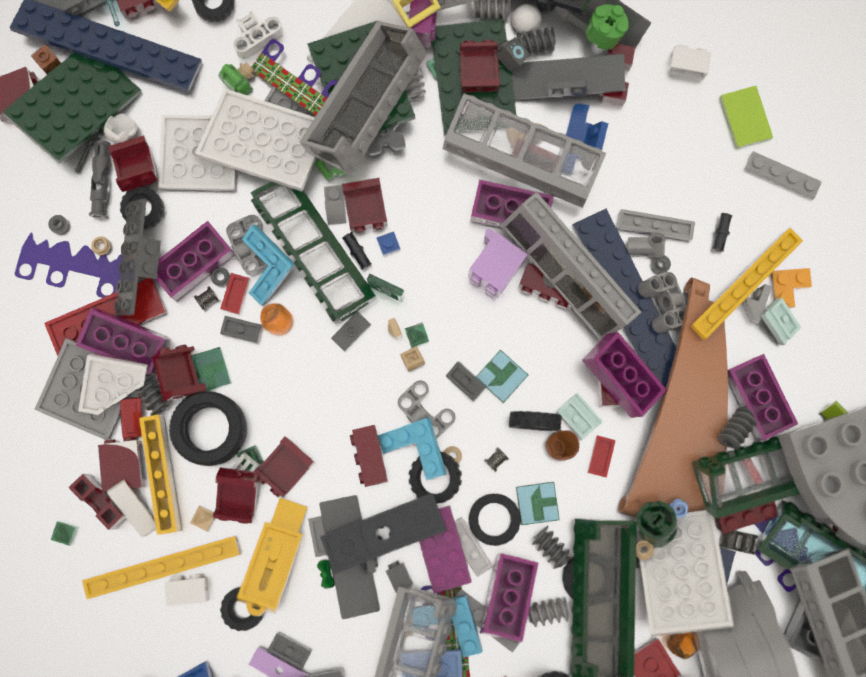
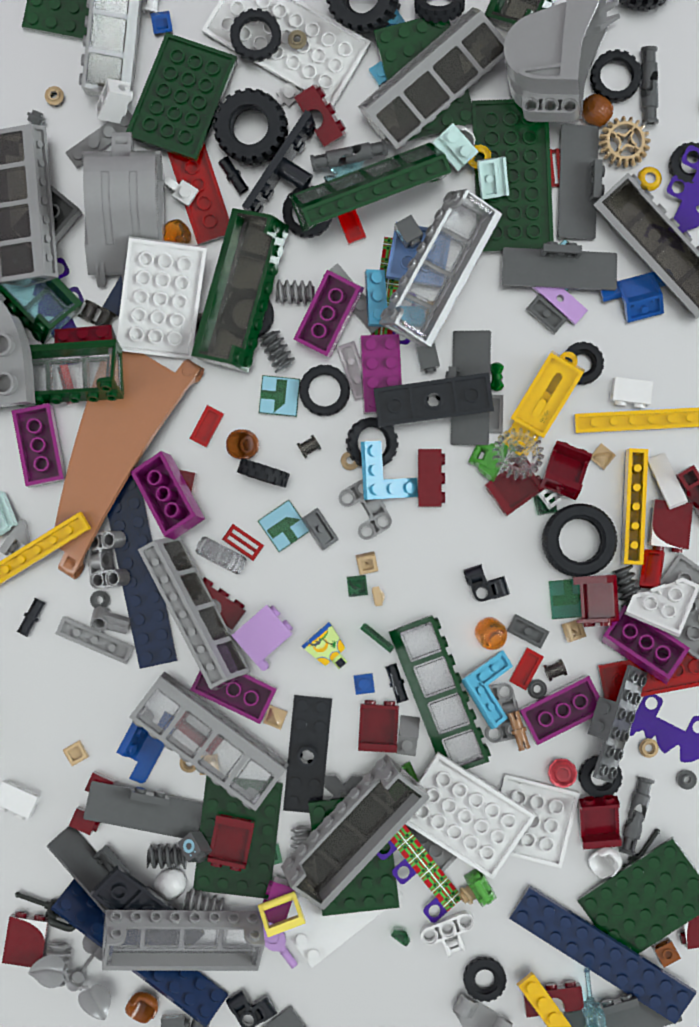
camera: 165 degrees left, 5 degrees up
(179, 202) = (562, 773): none -> coral hair
(197, 339) = (573, 631): none -> tan tile
(228, 230) = (518, 730): none -> medium nougat pin
(281, 494) = (531, 445): none -> clear gear
(282, 363) = (494, 588): none -> black piece
(301, 20) = (400, 935): none -> clear green tile
(312, 487) = (486, 465): none -> bright green piece
(351, 331) = (420, 604): dark grey plate -> none
(427, 180) = (308, 732): none -> black plate
(433, 269) = (326, 646): none -> torso
(465, 193) = (275, 717): none -> tan tile
(535, 358) = (256, 551): none -> red tile
(556, 331) = (220, 555): none -> clear gear
(579, 416) = (218, 469): light aqua plate -> none
(607, 26) = (93, 851): bright green brick -> none
(644, 544) = (190, 333): tan plate -> none
(645, 117) = (75, 753): none -> tan tile
(657, 523) = (172, 348): dark green brick -> none
(683, 508) = (152, 358): light blue plate -> none
(737, 428) = (71, 419): dark grey piece -> none

